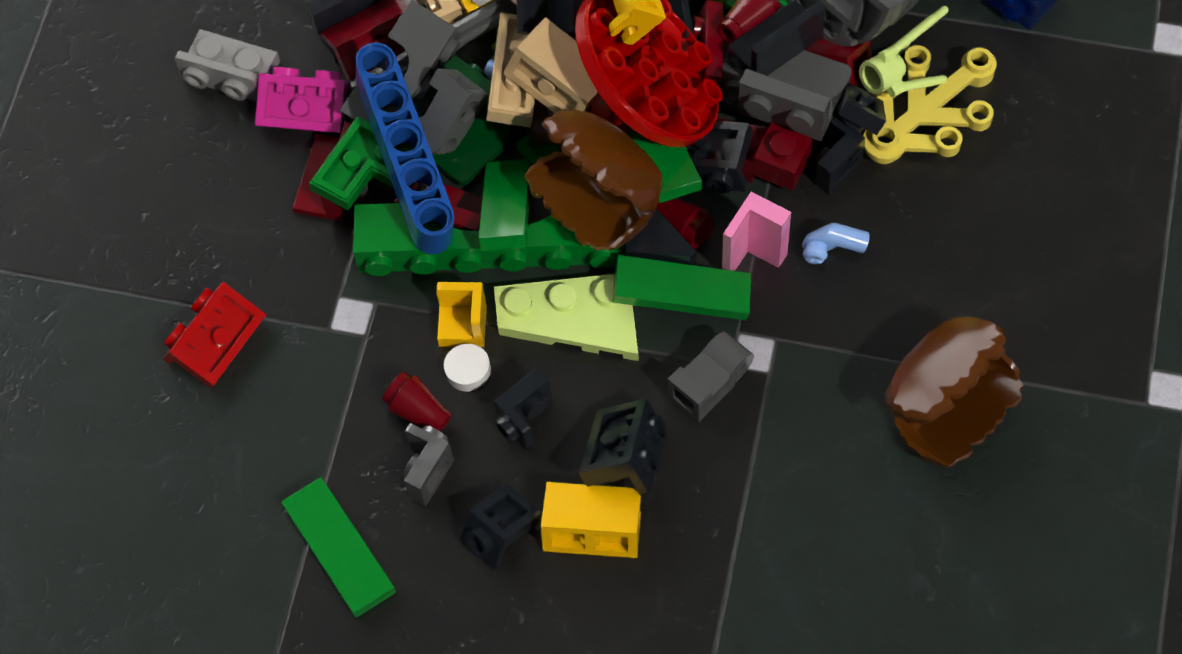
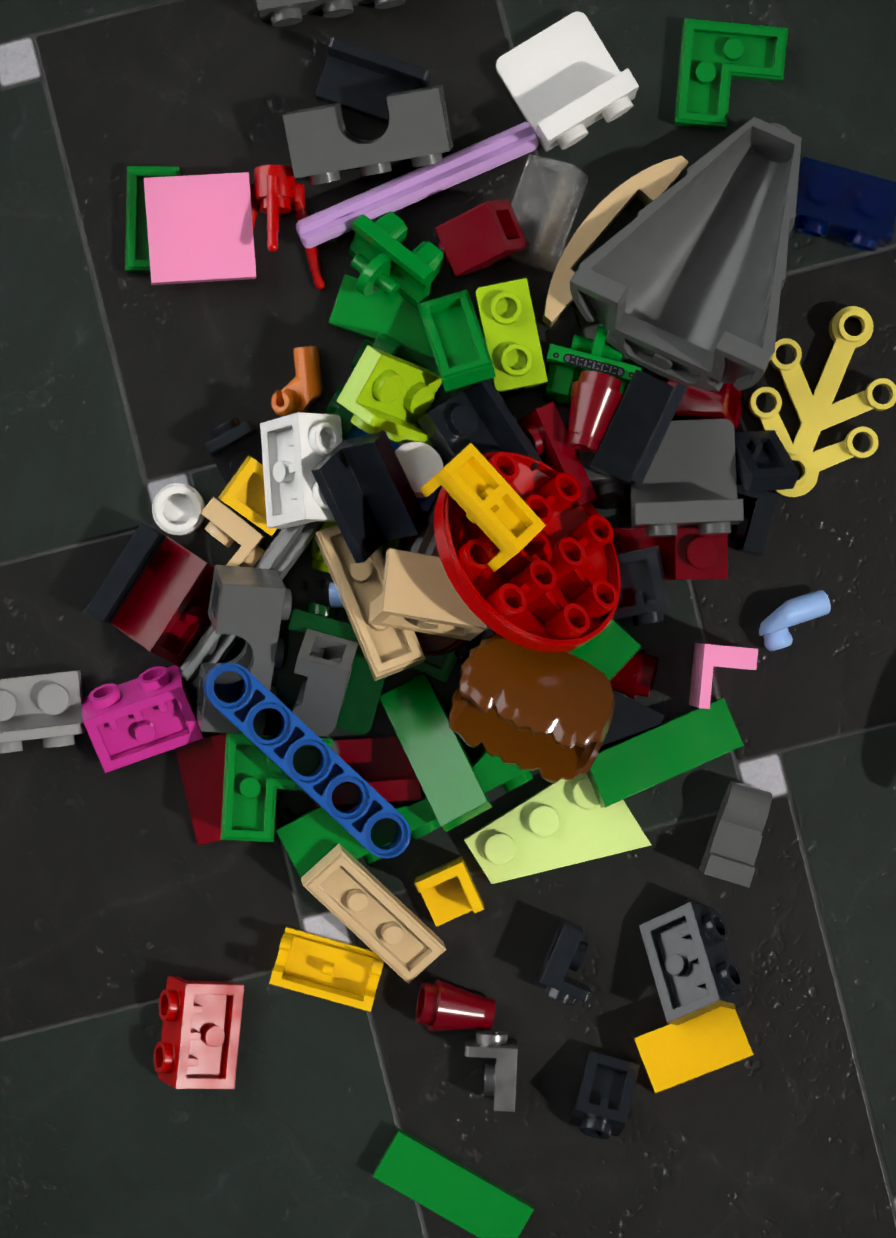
camera: 30 degrees left, 25 degrees up
(335, 333) = (327, 969): none -> yellow hinge
(394, 300) = (373, 913): none -> tan tile
(467, 367) = (480, 938): white tile -> none
(888, 68) = (766, 402): yellowish green plant -> none

